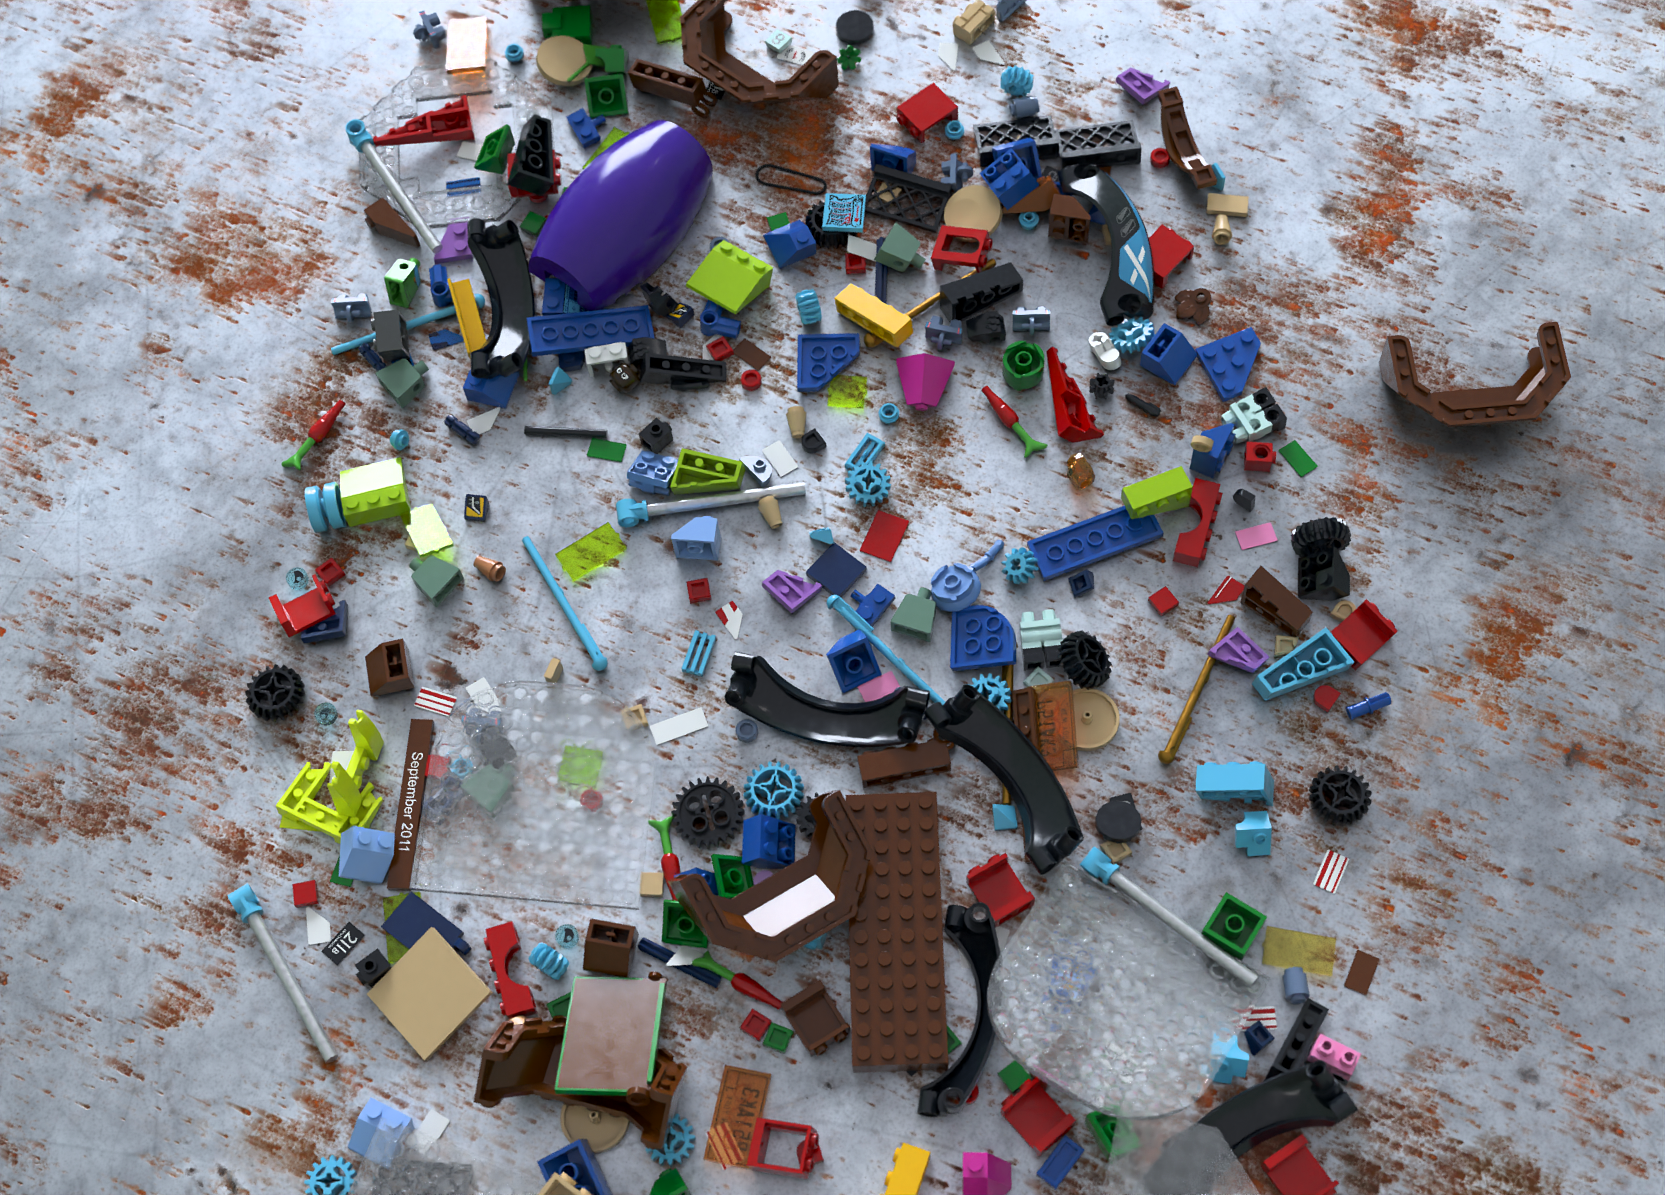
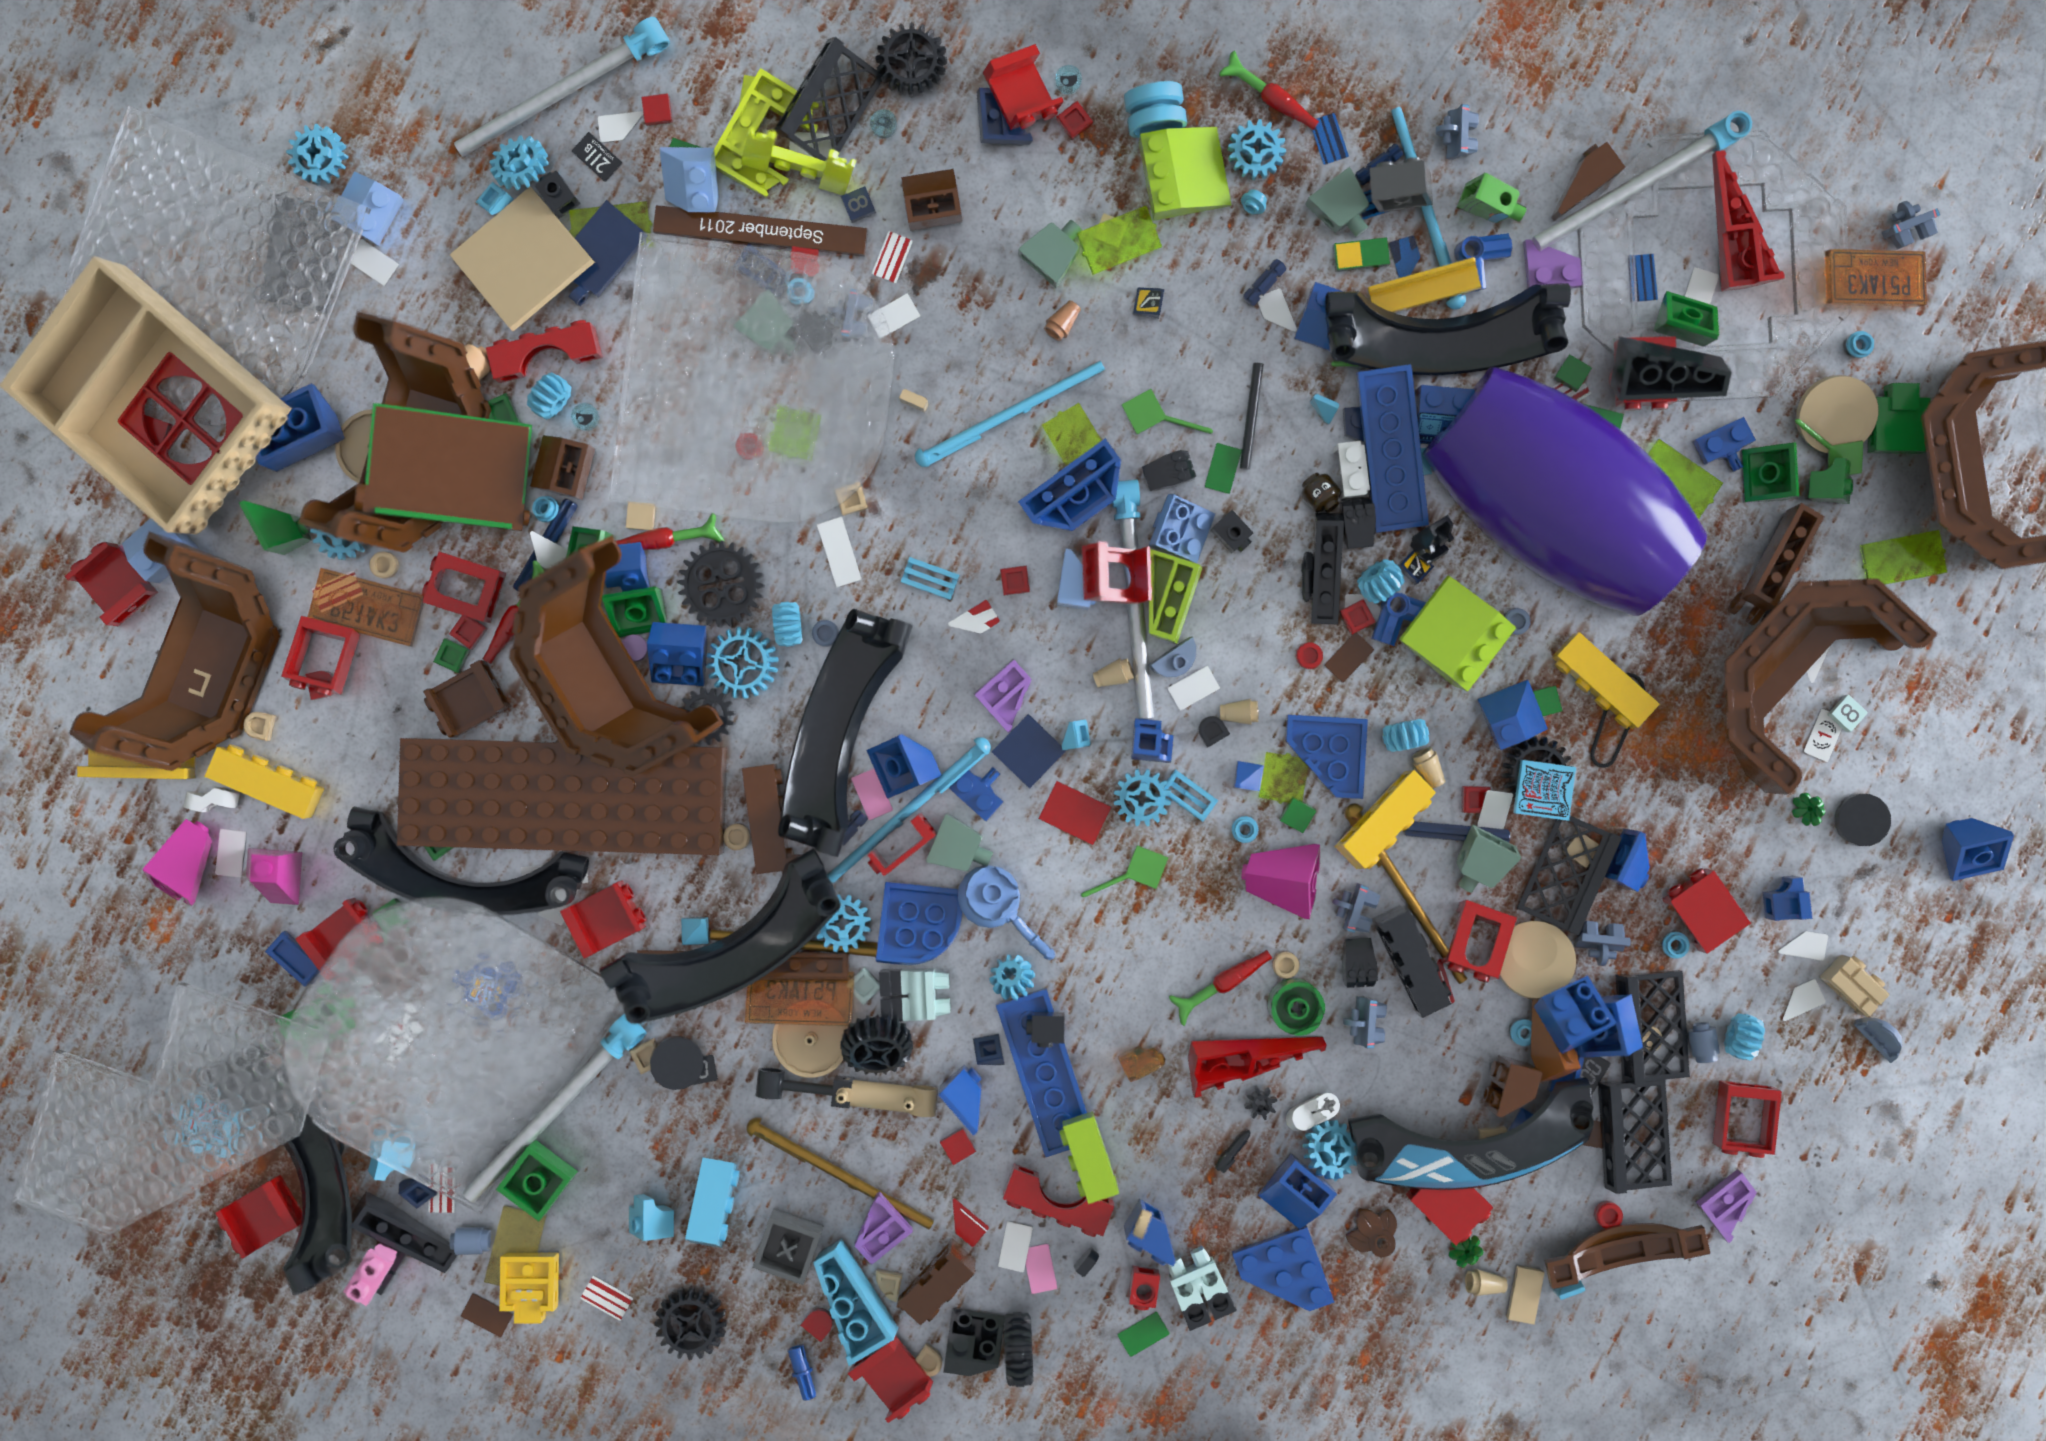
camera: 85 degrees right, 25 degrees up
(296, 763) = (813, 84): none -> black fence
(346, 1001) = (519, 162): none -> medium azure gear
(353, 394) = (1329, 139): none -> clear blue sticker
(358, 439) = (1267, 149): none -> medium azure gear
(376, 1025) = (494, 199): none -> medium azure slope
(391, 728) = (858, 204): none -> dark blue tile
(442, 366) = (1361, 254): none -> green tile
(563, 506) = (1146, 412): none -> bright green piece
(609, 483) = (1169, 471): none -> black hand
(624, 540) = (1076, 490): none -> blue wedge
(640, 962) = (545, 508): none -> medium azure plate
(684, 504) = (1095, 573): none -> red panel
(691, 331) = (1380, 581): none -> medium azure gear
(699, 1103) = (384, 565): none -> tan tile
(725, 1050) = (489, 597): none -> red panel
(739, 754) = (787, 624): none -> medium azure gear
(761, 185) = (1605, 681): none -> yellow brick
(823, 482) = (1150, 742): none -> blue brick
(828, 293) = (1428, 765): none -> tan cone
(847, 415) = (1248, 776): none -> blue slope
(874, 377) = (1297, 814): none -> green tile
(907, 634) = (924, 828): none -> red panel
(915, 63) = (1788, 900): none -> blue brick
(921, 785) = (737, 836): none -> tan tile
(925, 483) = (1144, 868): none -> bright green piece
(993, 379) = (1285, 964): none -> tan tile
(1057, 534) = (1046, 1028): none -> black brick
(1076, 63) = (1769, 1120): none -> red window
(1121, 593) = (963, 1096): none -> slope
(1128, 682) = (847, 1092): none -> tan piece
(1199, 241) = (1466, 1252): none -> green plant
(1240, 554) = (1015, 1246): none -> white sticker
(1262, 719) = (788, 1247): none -> dark grey brick
(1327, 931) = (529, 1285): none -> yellow piece

